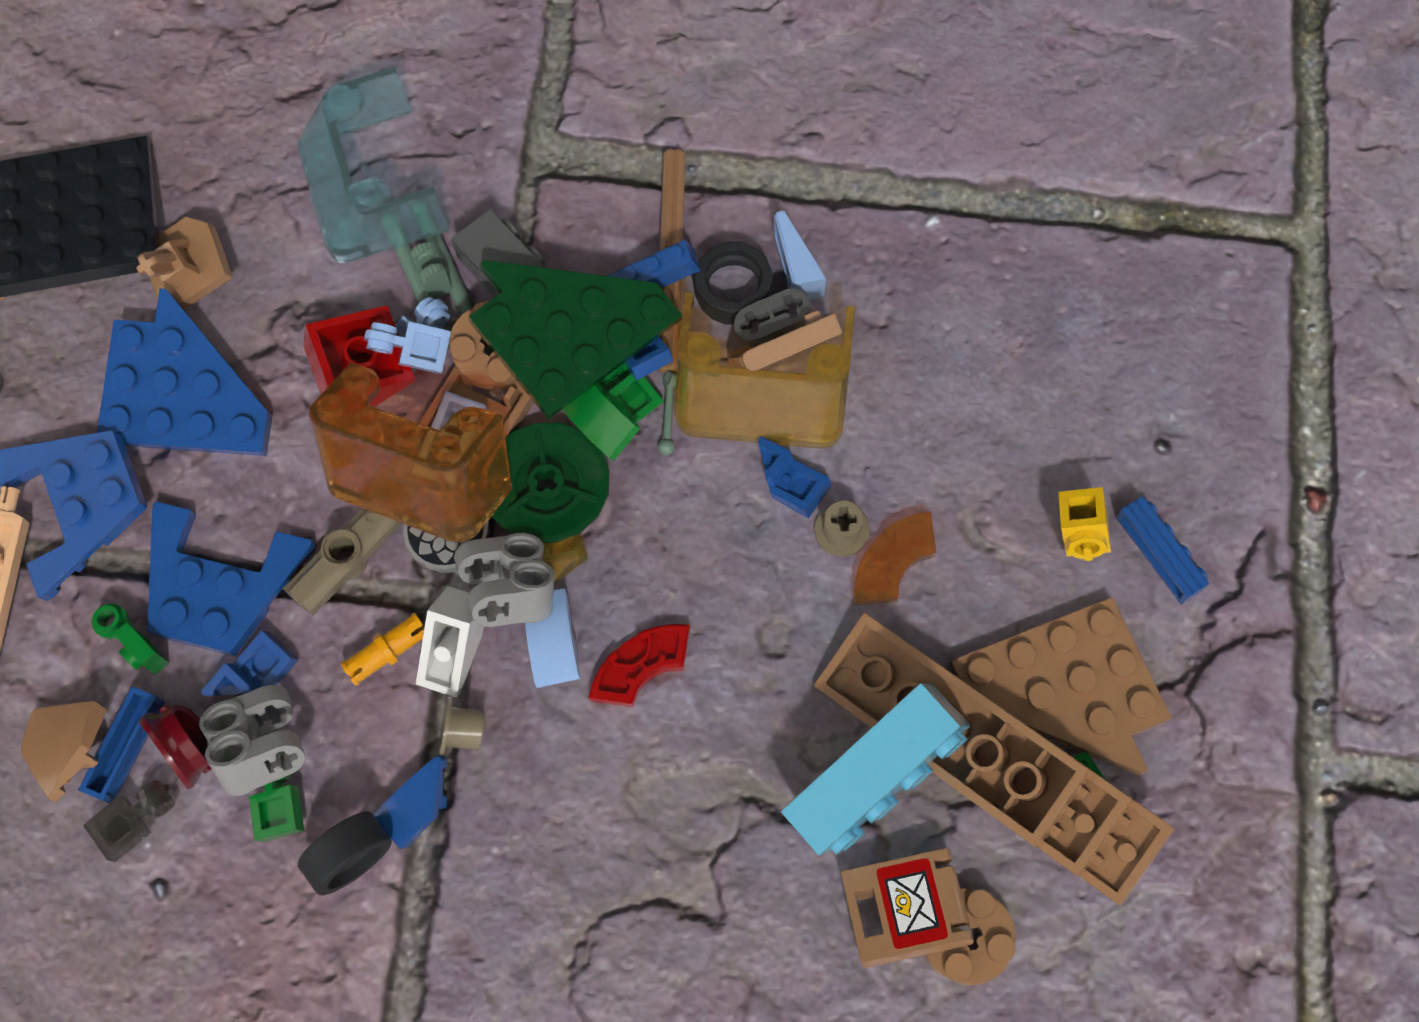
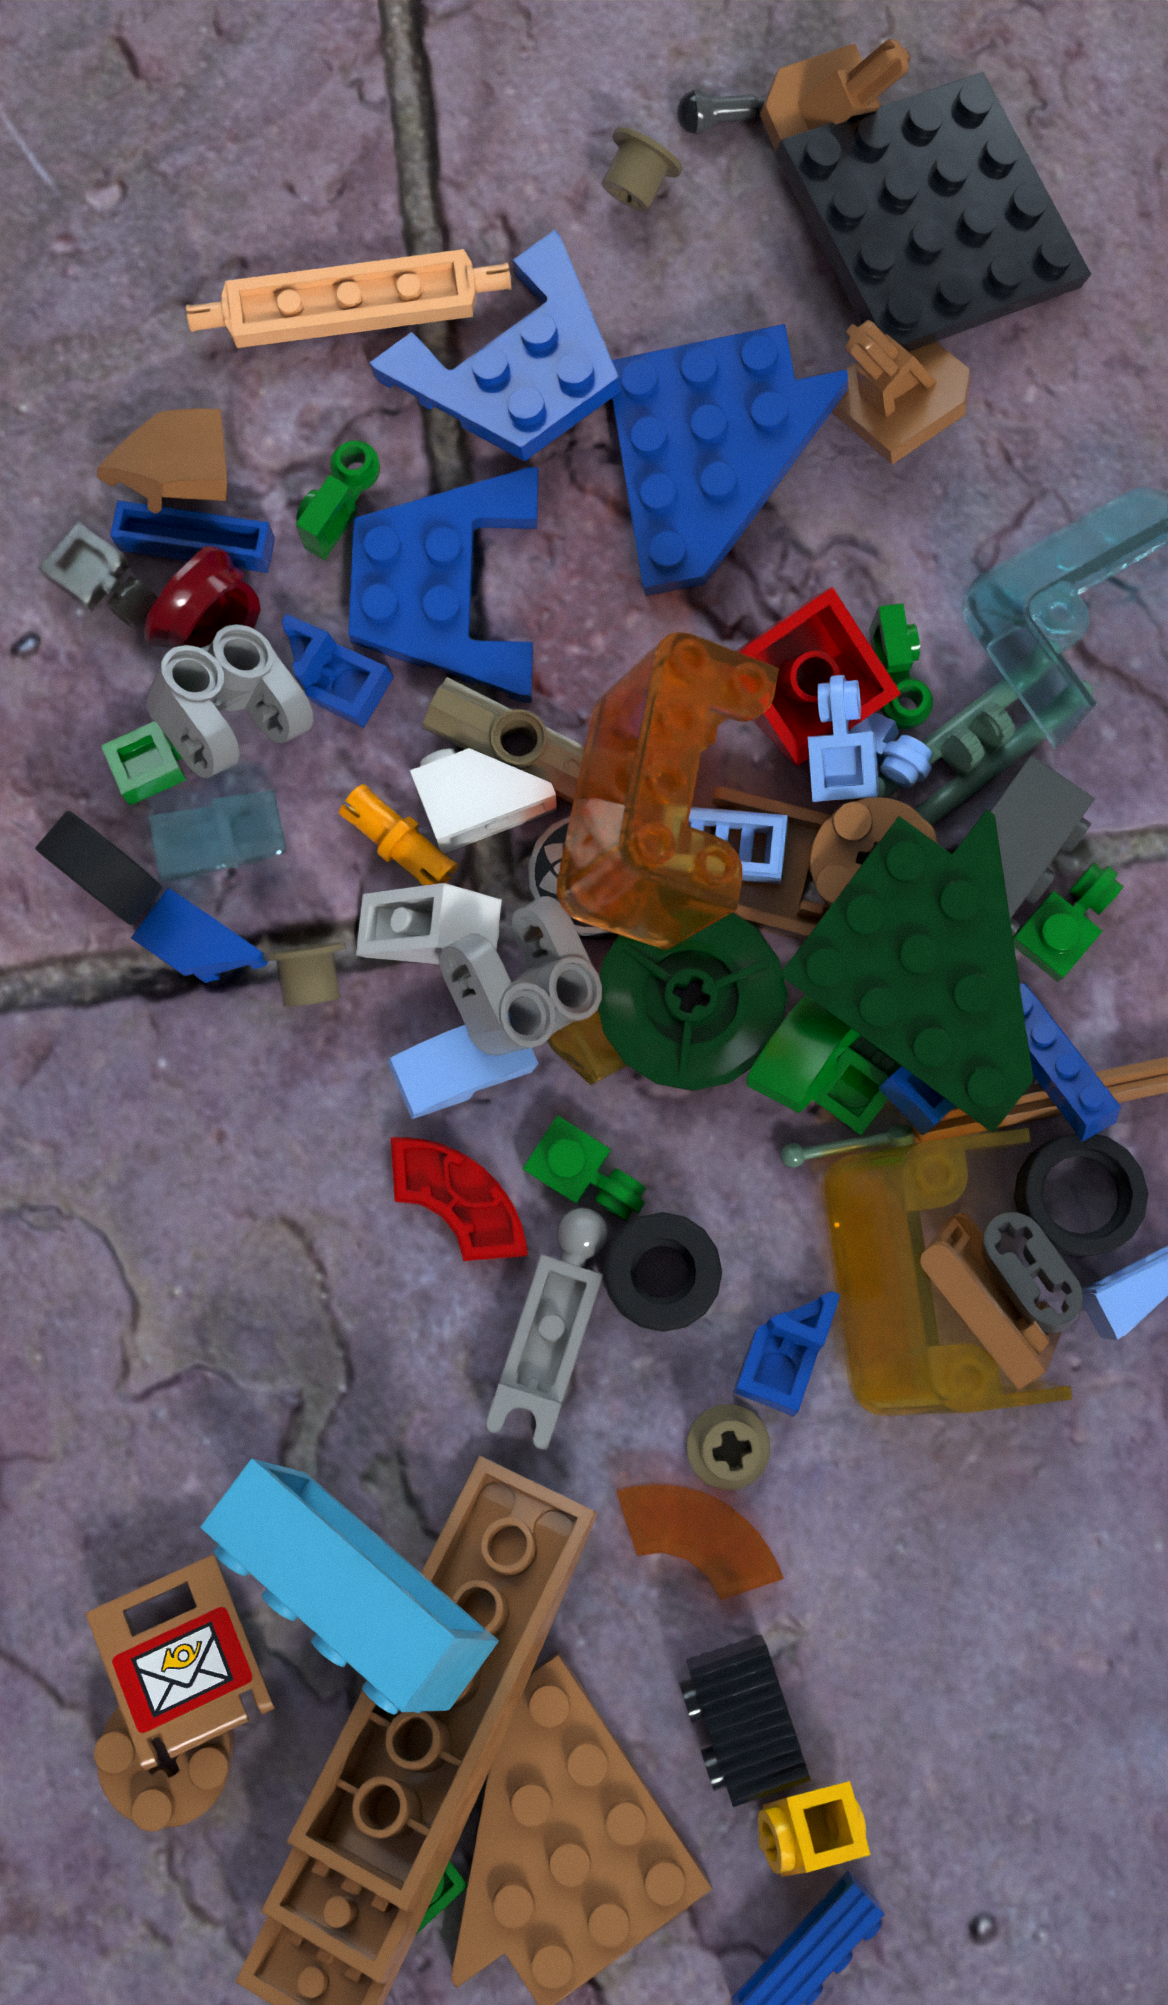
camera: 75 degrees right, 10 degrees up
(344, 773) = (216, 837): none -> clear light blue slope
(355, 300) = (897, 648): none -> green plate
(371, 590) = (477, 796): none -> white slope
(563, 254) = (1059, 931): none -> green plate
(635, 586) = (570, 1162): none -> green plate
(714, 514) = (701, 1262): none -> black tyre
(743, 620) = (551, 1327): none -> light grey plate
(1012, 552) = (746, 1719): none -> black brick

